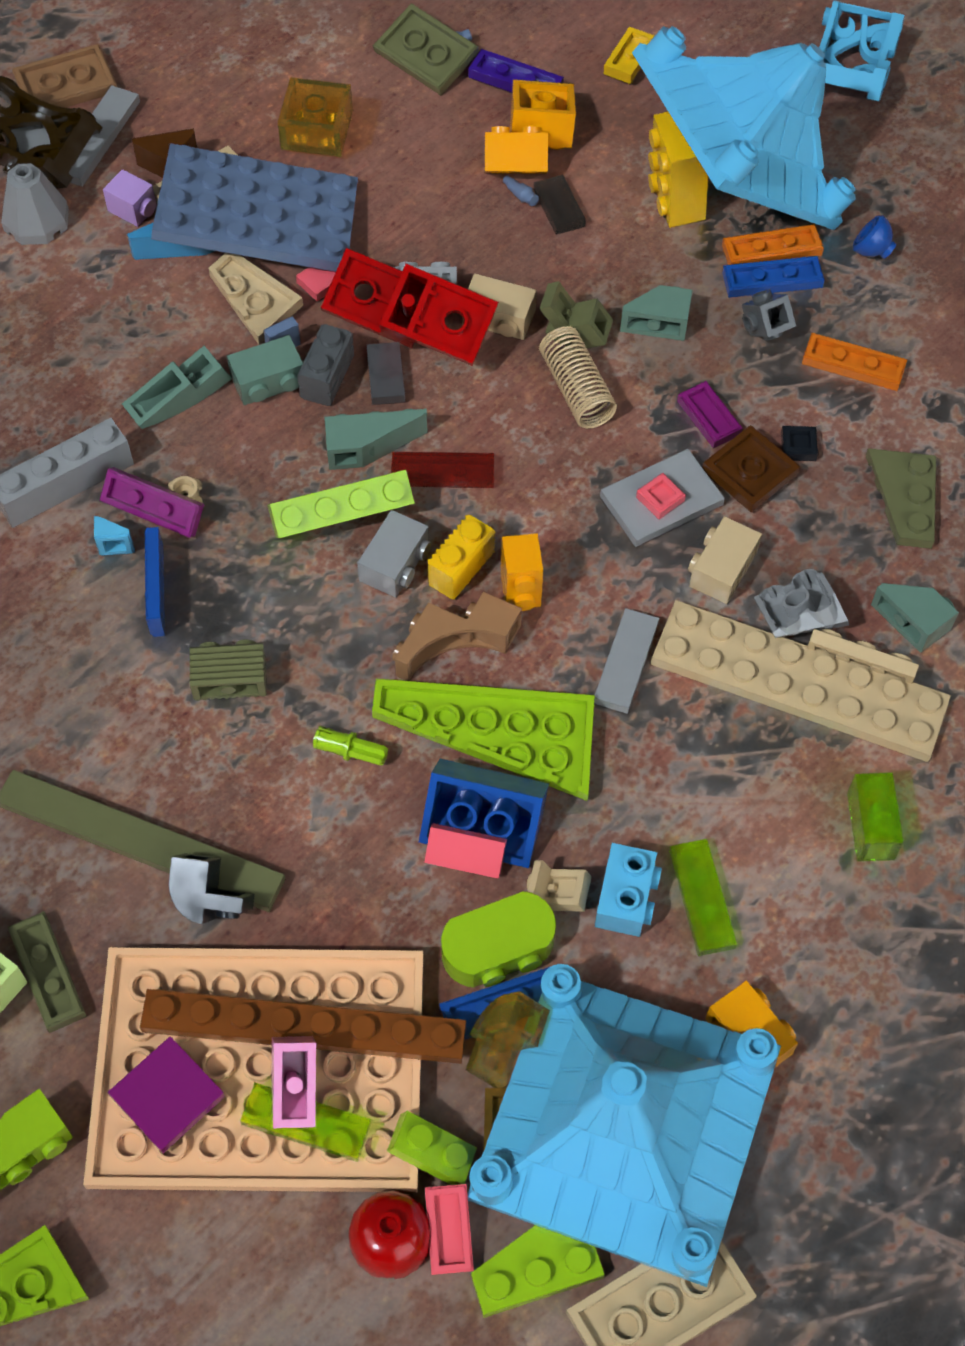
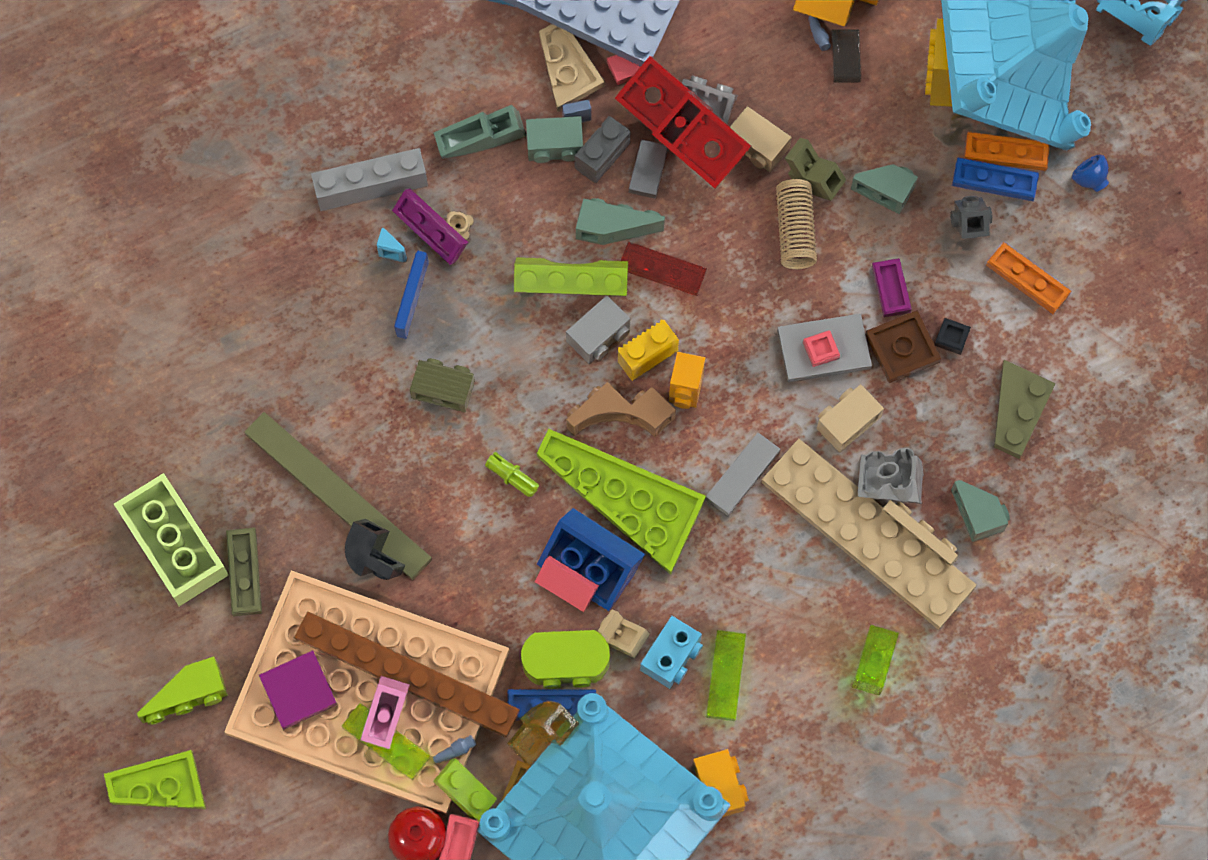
camera: 20 degrees right, 10 degrees up
(402, 1099) = (456, 749): none -> sand blue piece

